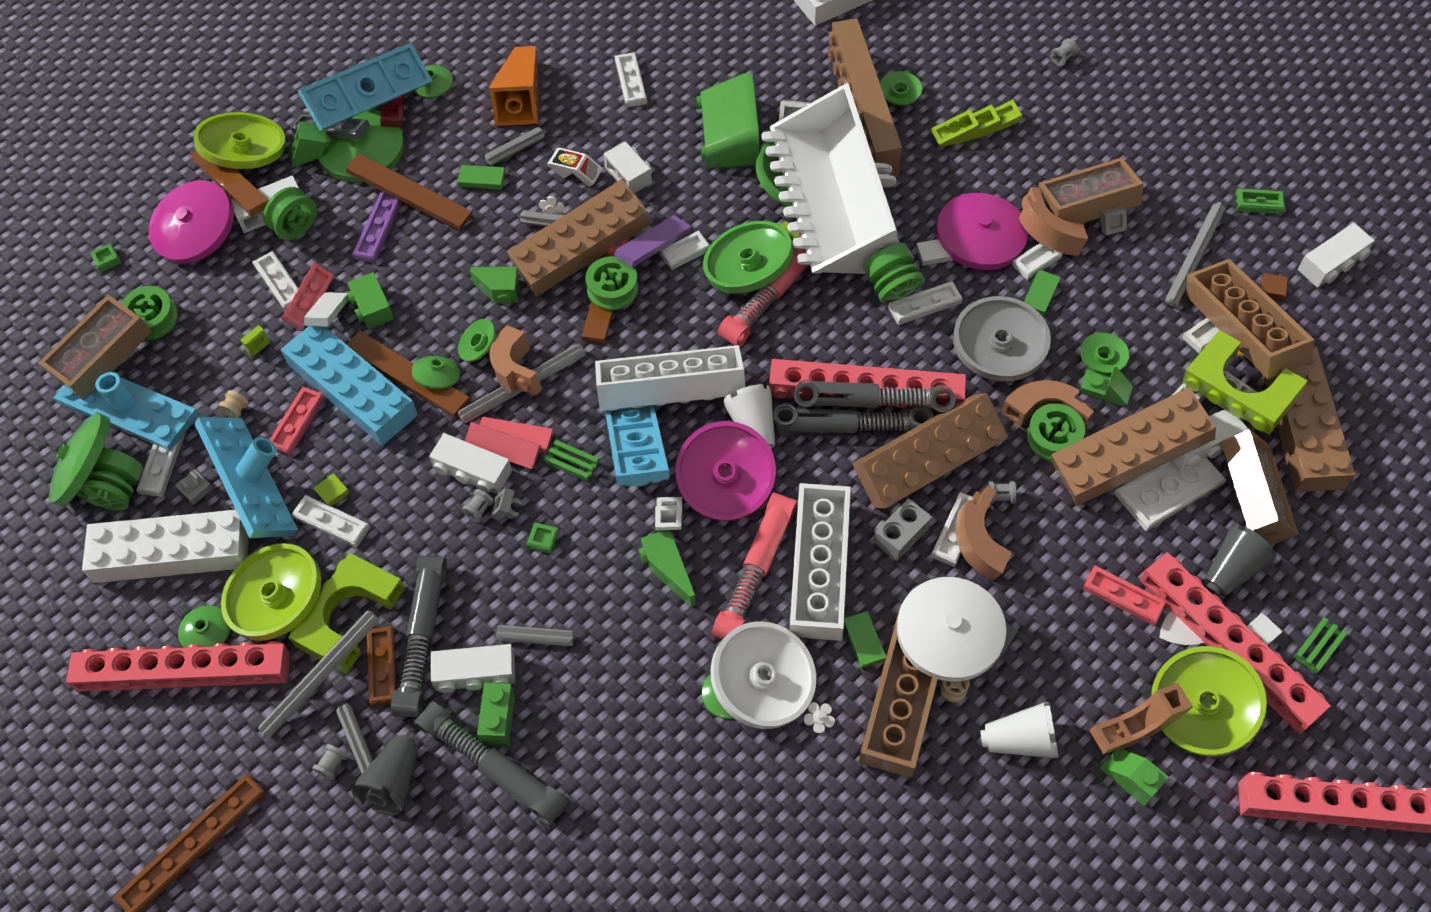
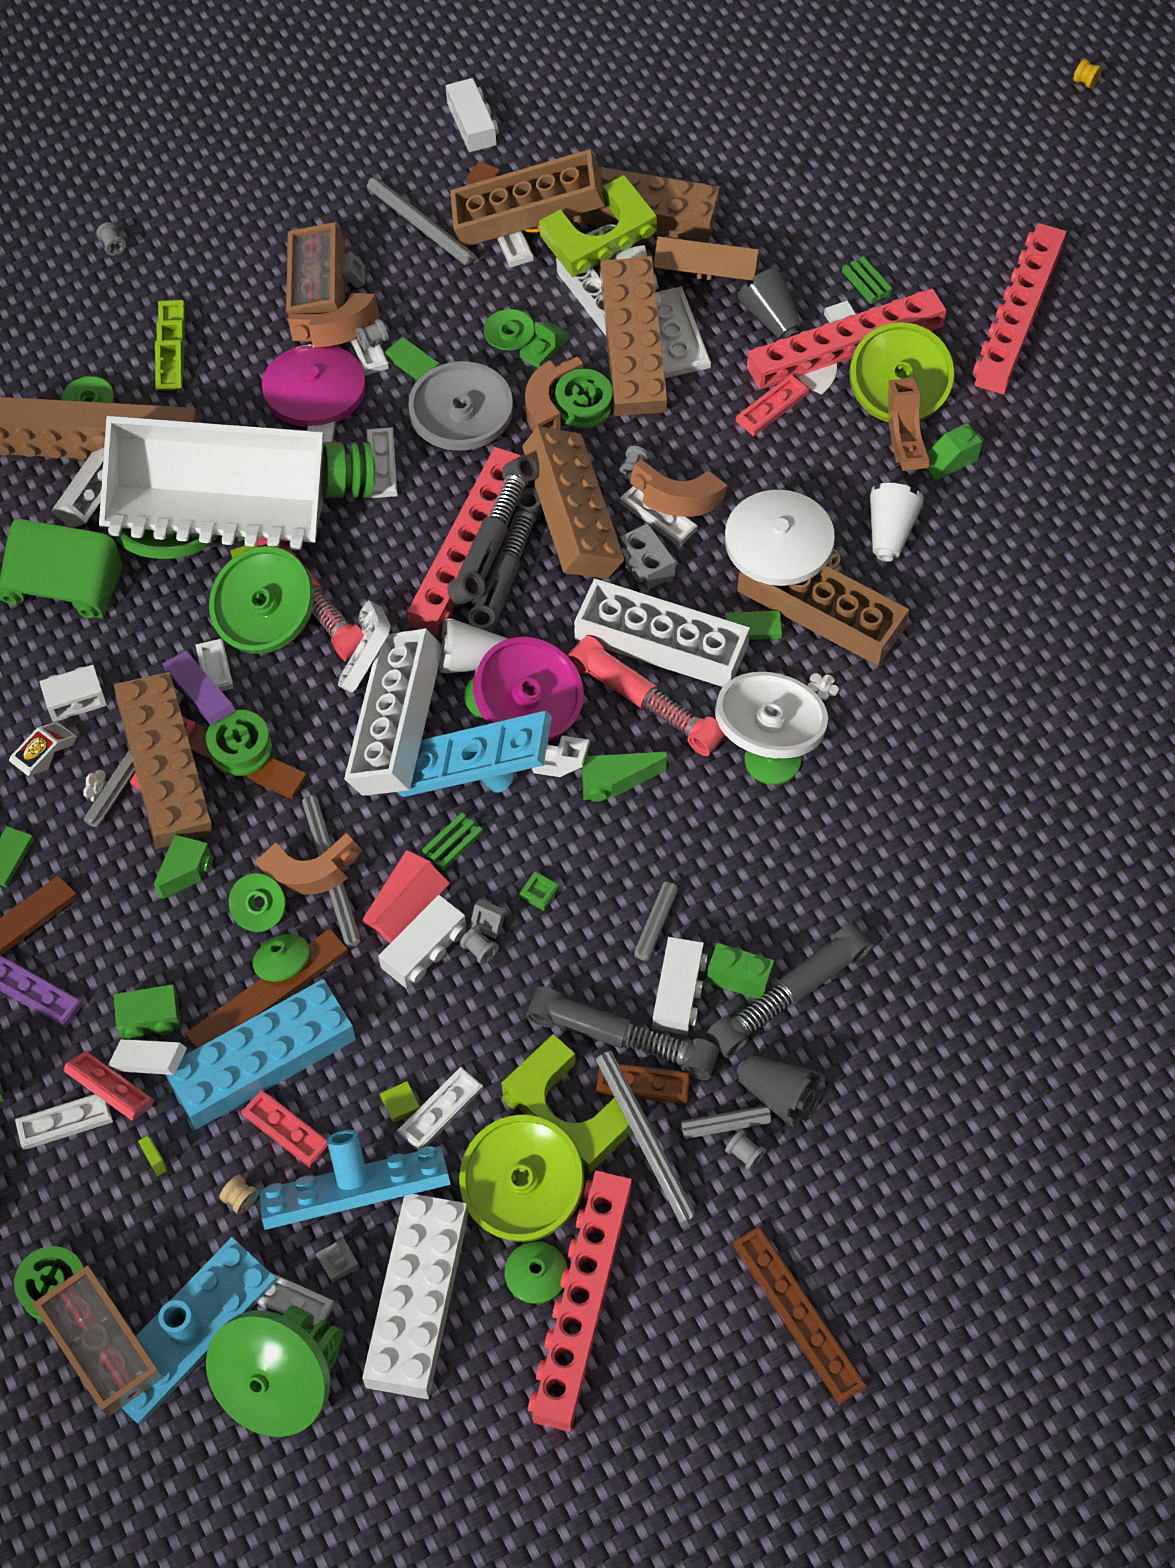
camera: 75 degrees left, 0 degrees up
(732, 339) = (375, 630): none -> white beam
(1047, 251) = (372, 334): none -> light grey bush
(1260, 204) = (388, 136): bright green tile -> none

